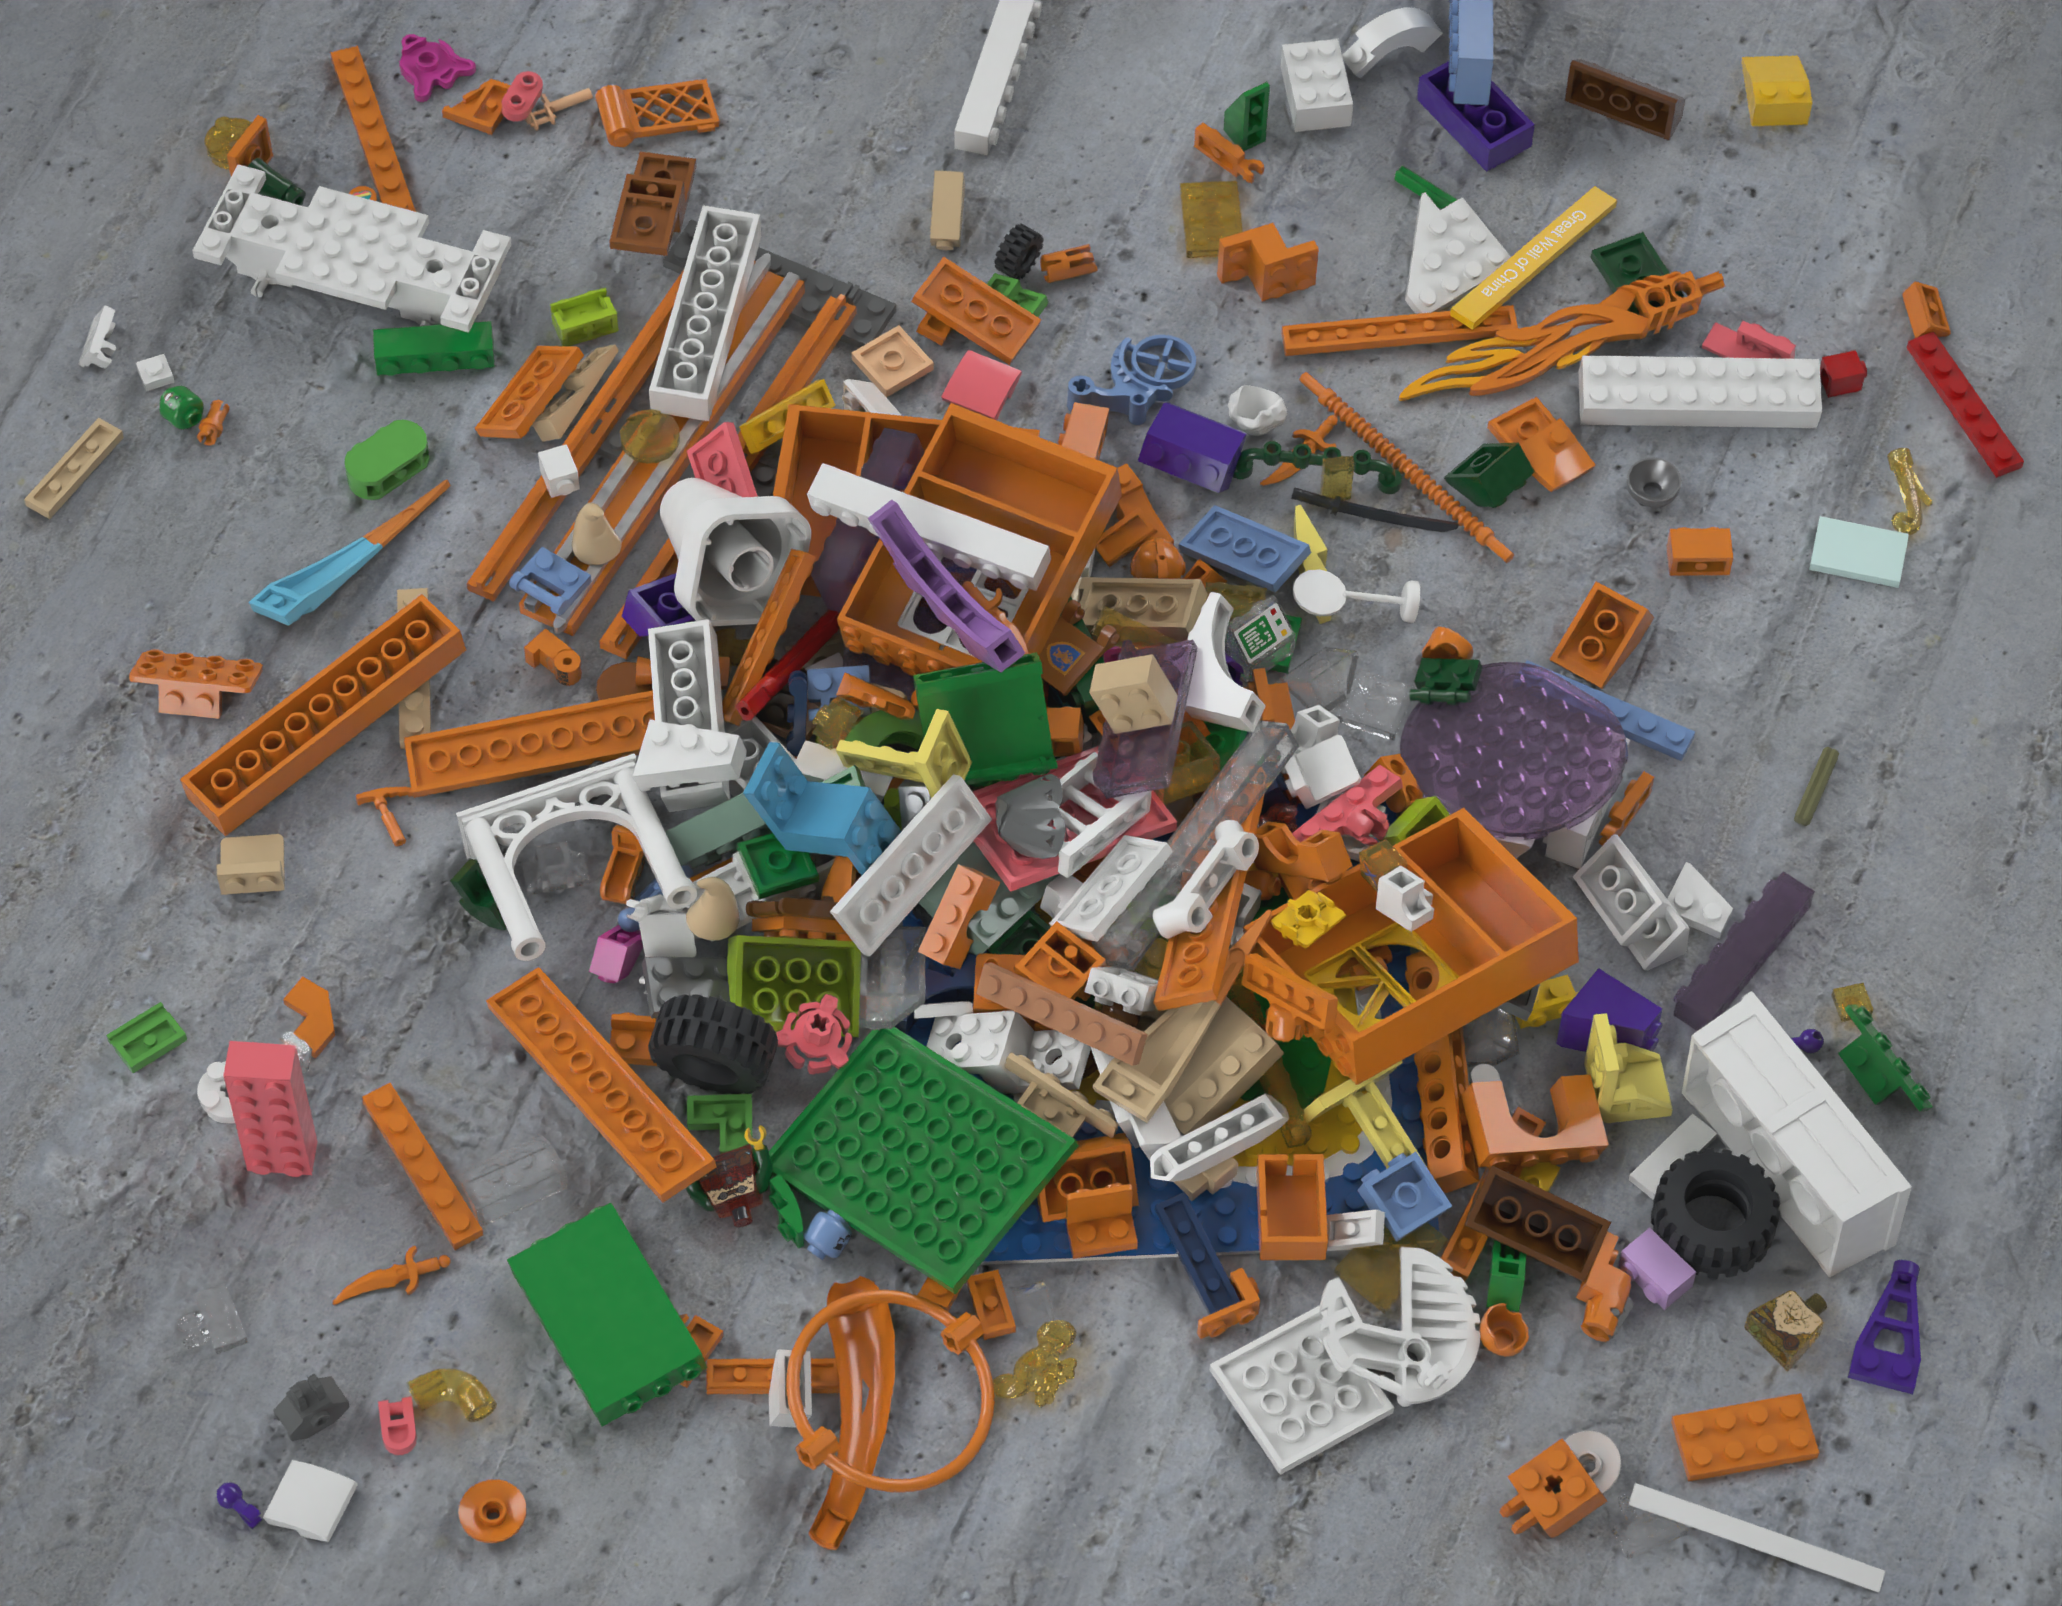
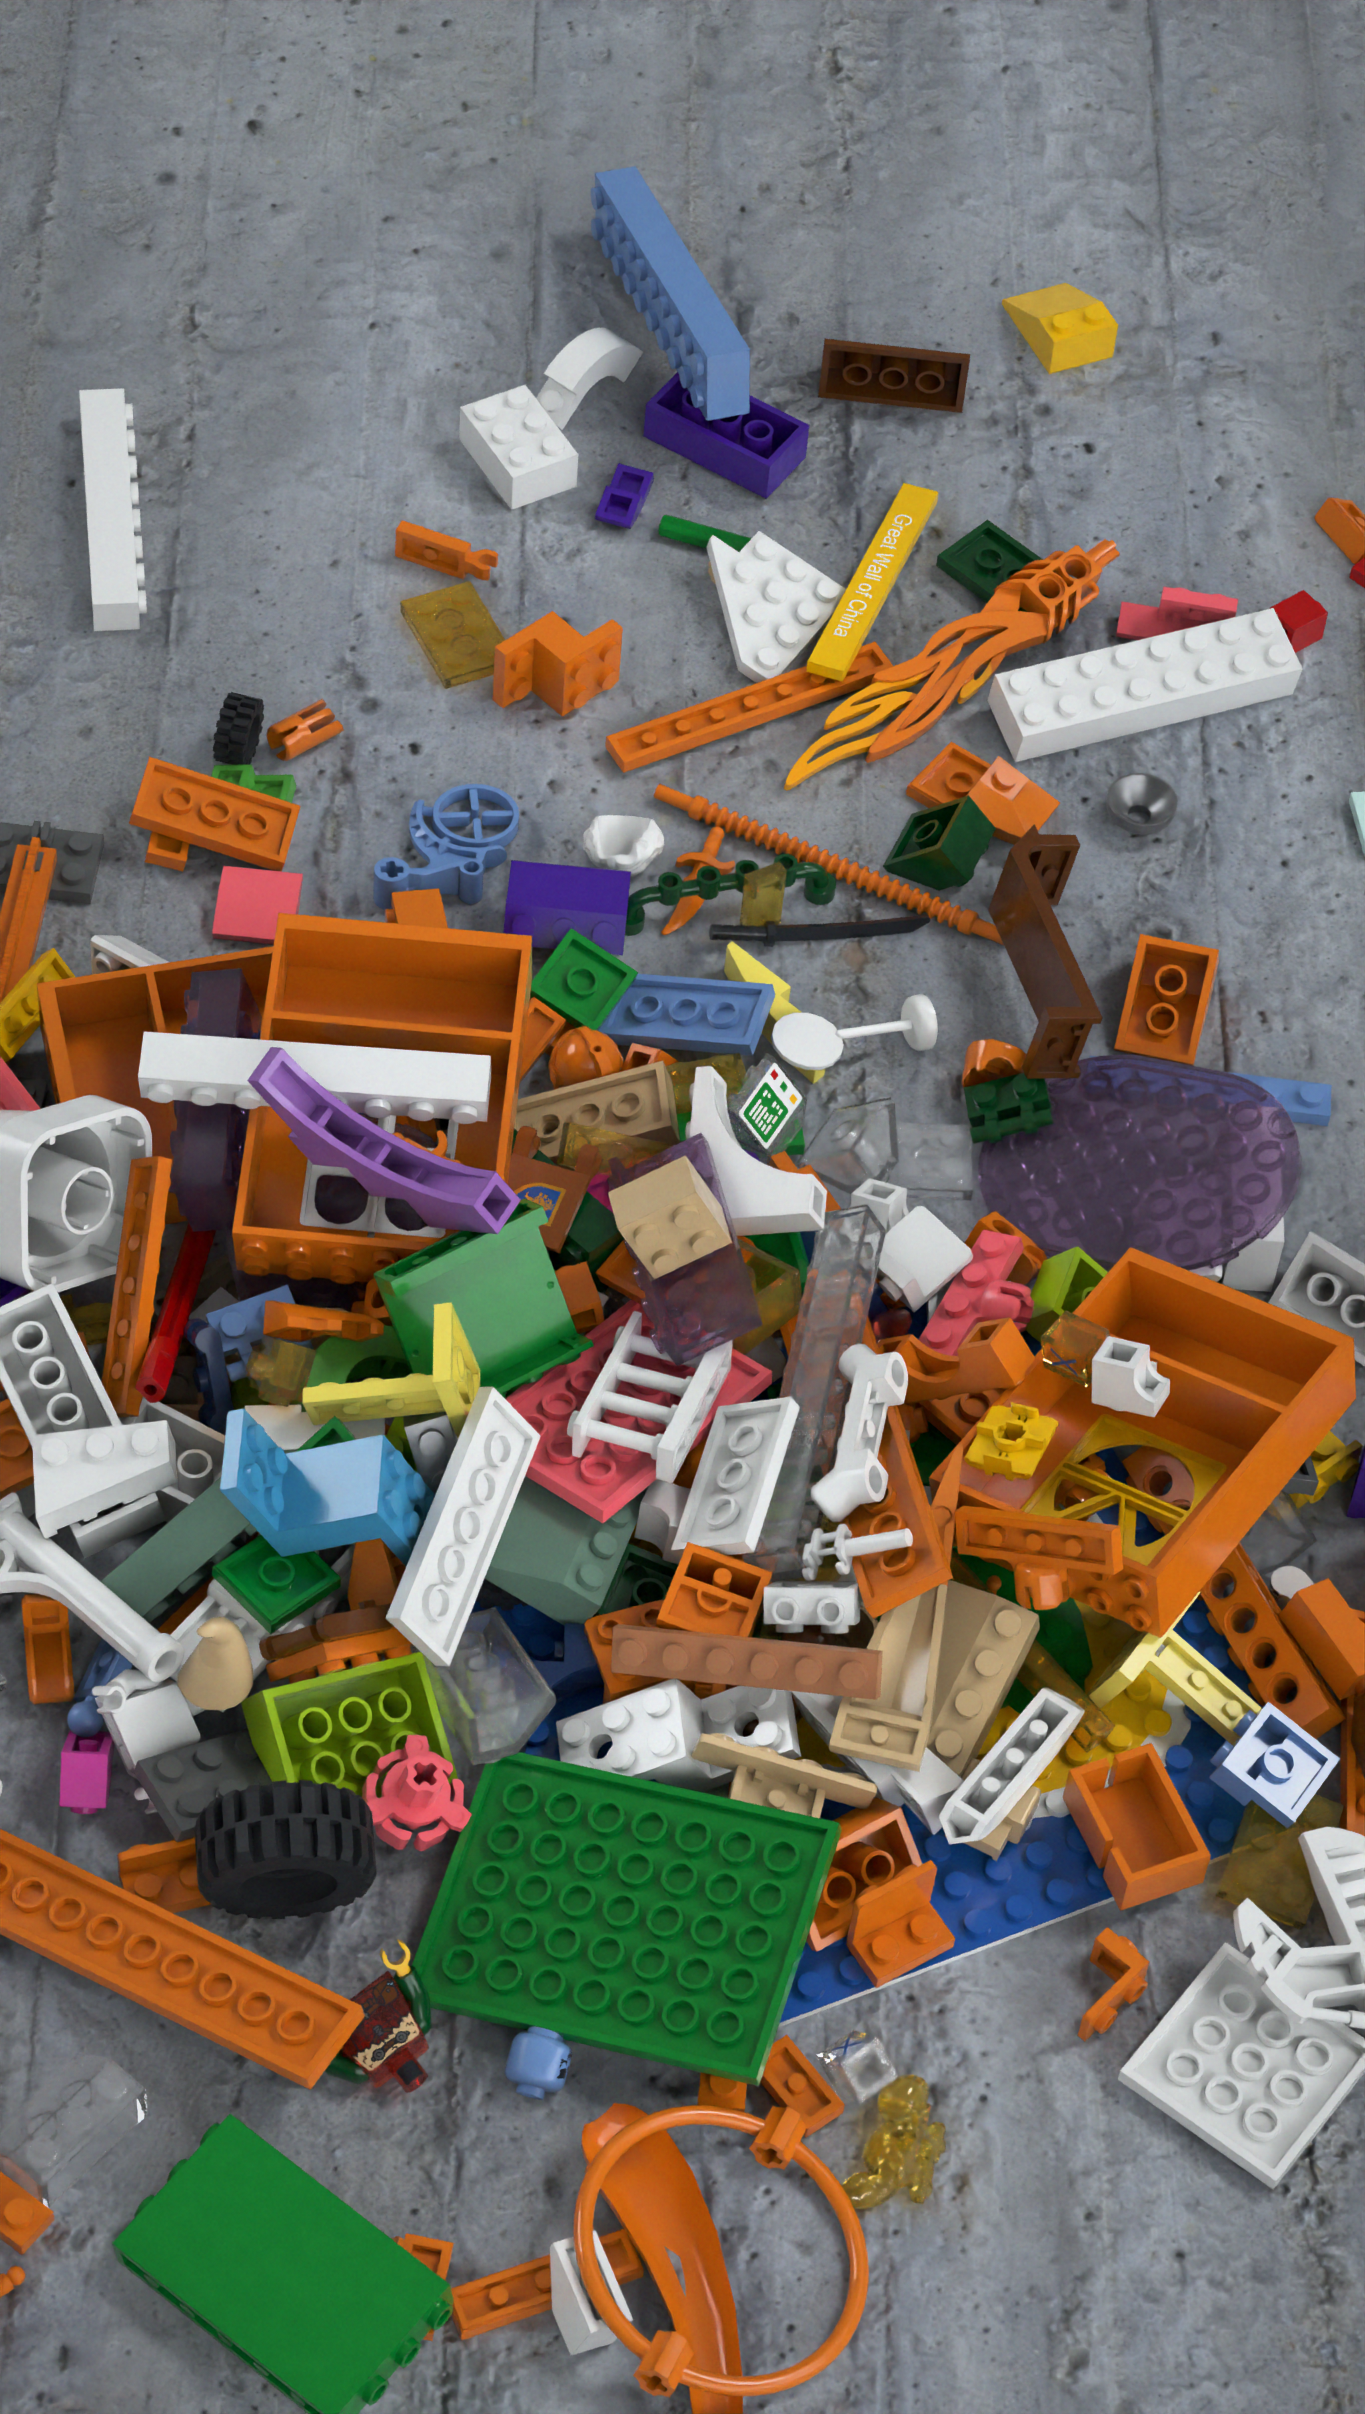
camera: 25 degrees left, 5 degrees down
(724, 1112) = (328, 1940): bright green plate -> none
(790, 1217) = (480, 2058): green slope -> none
(892, 361) = (129, 904): light nougat plate -> none
(944, 1009) = (574, 1706): white tile -> none
(947, 209) = (123, 701): tan slope -> none
(964, 896) = (543, 1602): orange arch -> none
(1025, 816) = (590, 1418): dark grey piece -> none
(1159, 957) = (847, 1547): none -> white piece
(1178, 505) = (582, 981): none -> green plate
(1196, 1253) = (1039, 1930): dark blue plate -> none
(1247, 117) = (457, 498): green slope -> none
(1355, 1229) = (1236, 1826): white plate -> none
(1381, 144) = (625, 496): none -> dark purple slope
(1538, 512) = (1040, 953): none -> reddish brown panel
(1623, 812) = (1296, 1212): orange plate -> none
(1699, 551) = (1233, 870): orange brick -> none

